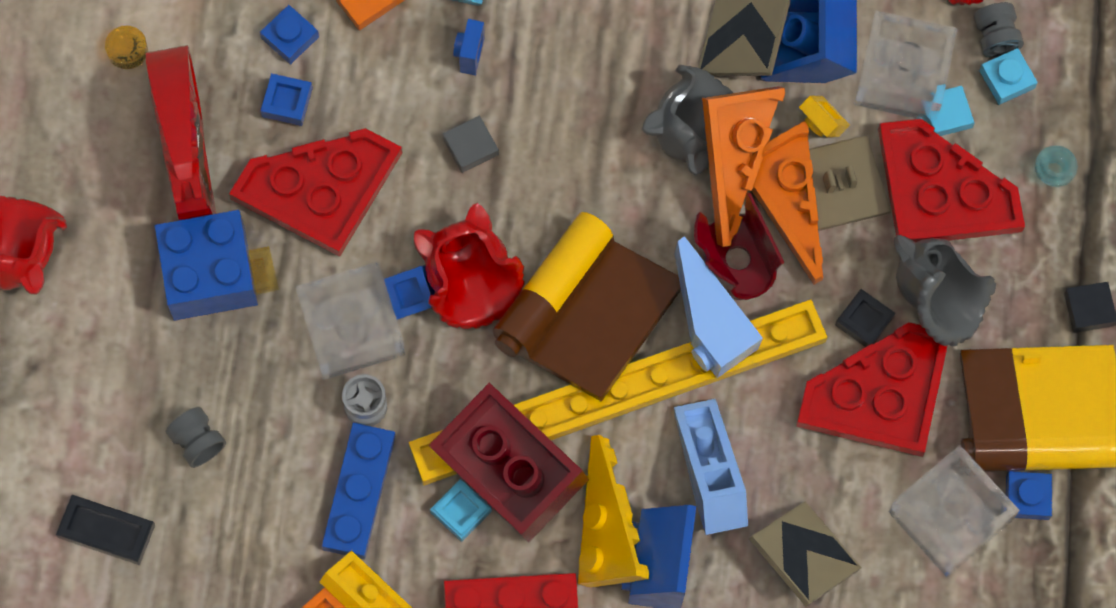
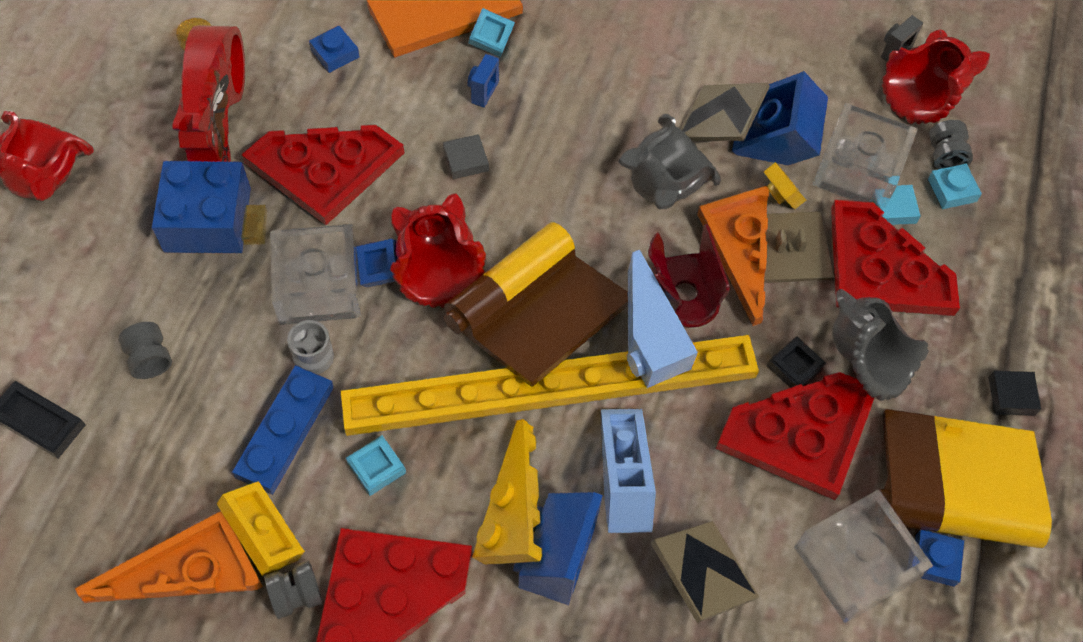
camera: 10 degrees right, 10 degrees down
(286, 99) = (315, 93): blue plate -> none
(509, 462) = (430, 426): dark red slope -> none
(735, 140) = (702, 178): orange wing -> none
(1059, 155) = (996, 257): clear light blue plate -> none

